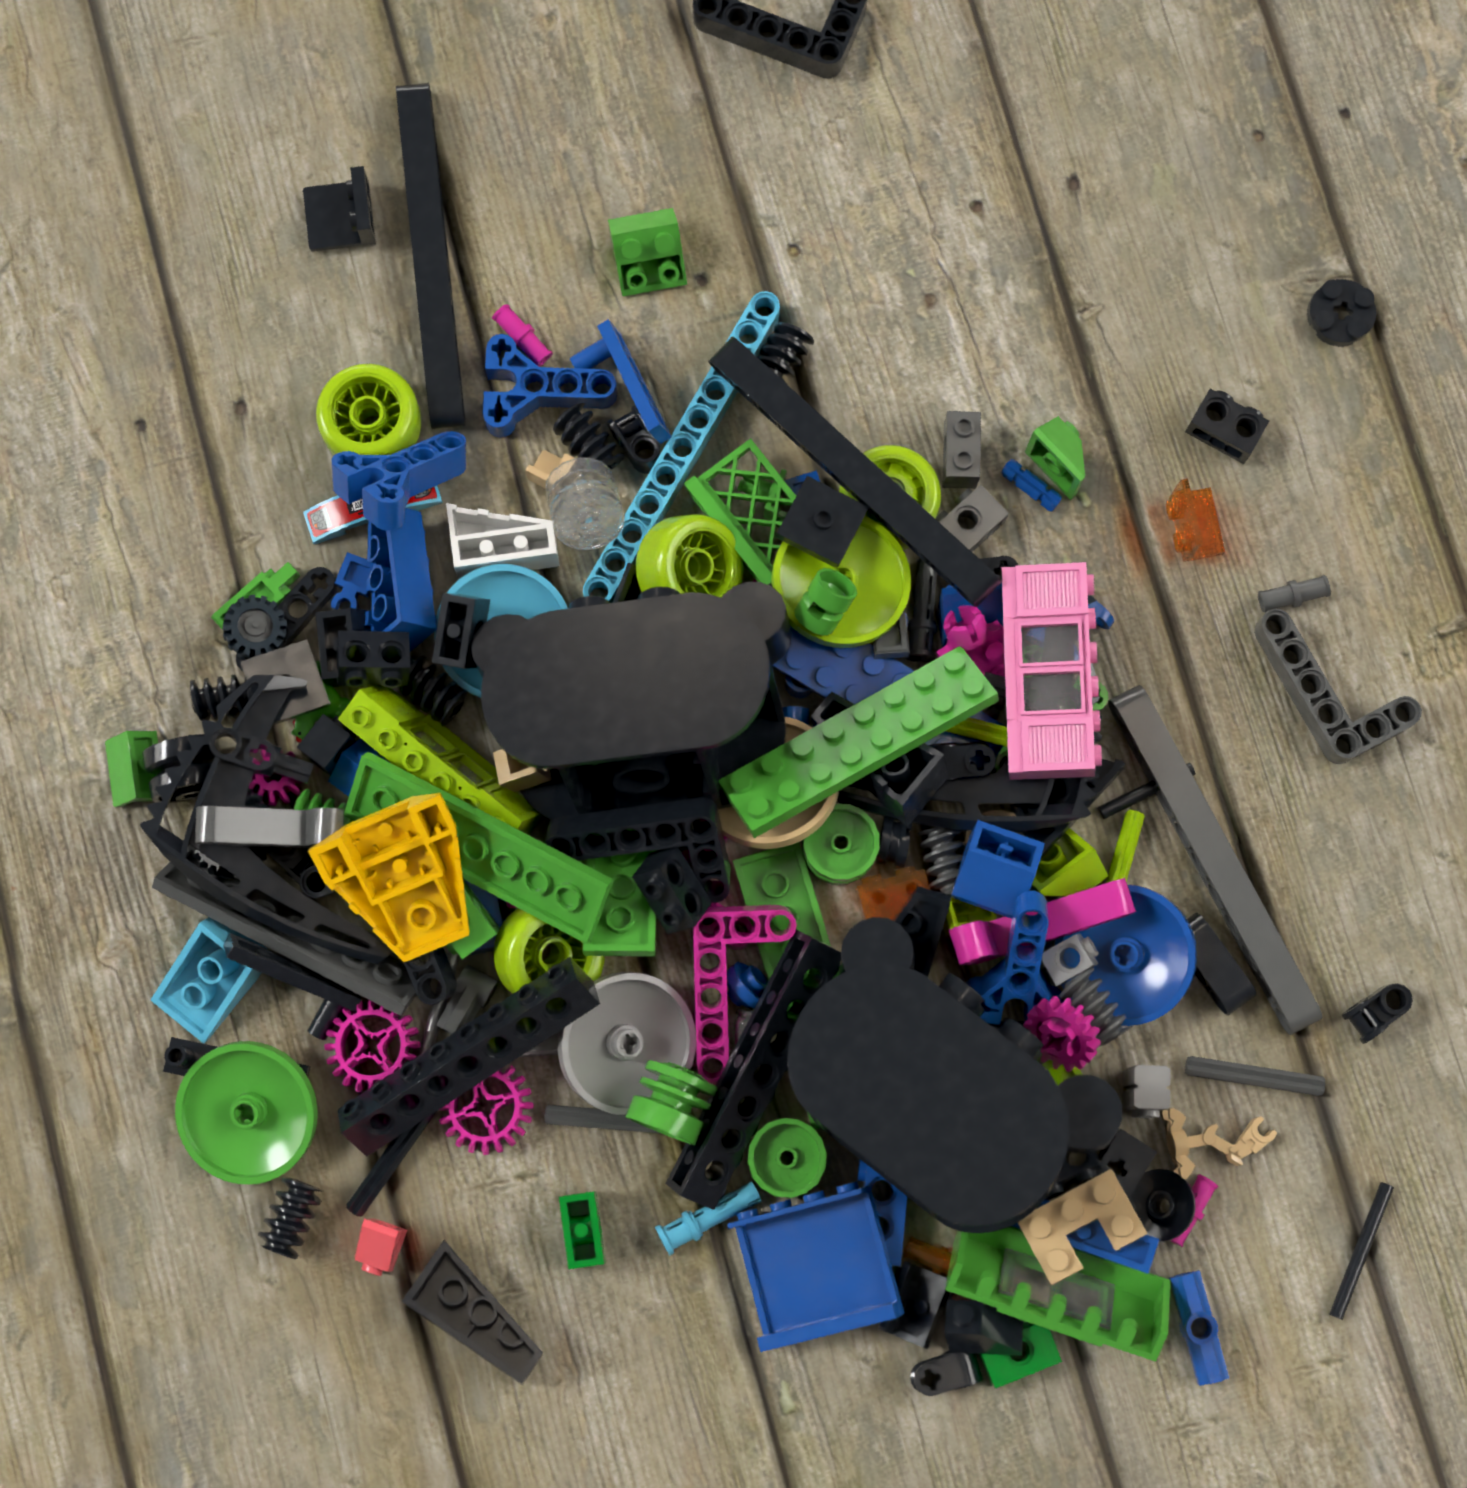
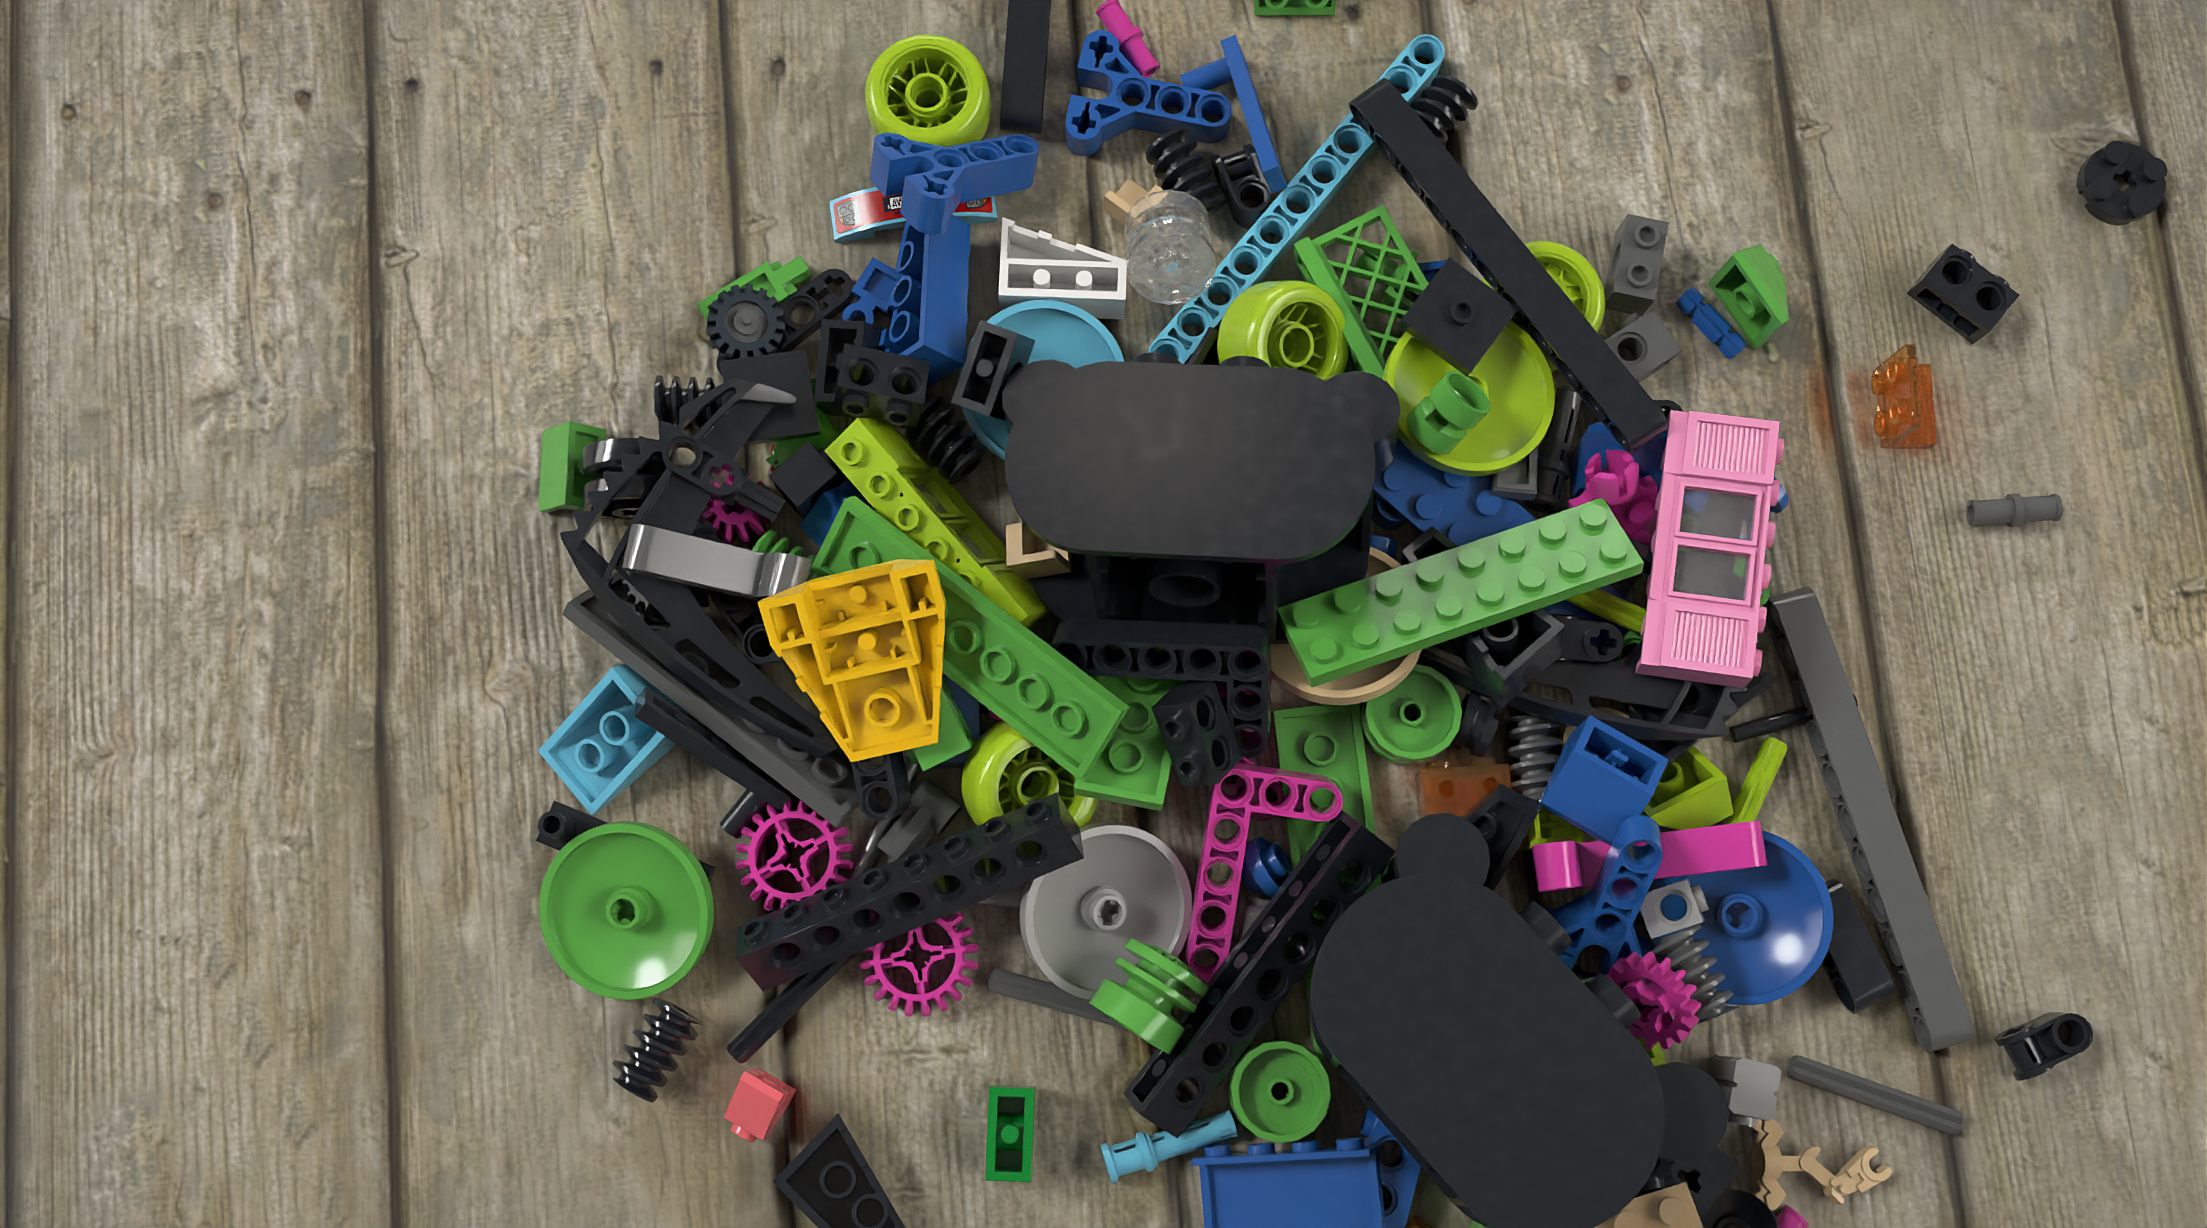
camera: 10 degrees right, 0 degrees up
(1325, 697) = (2034, 640): dark grey beam -> none

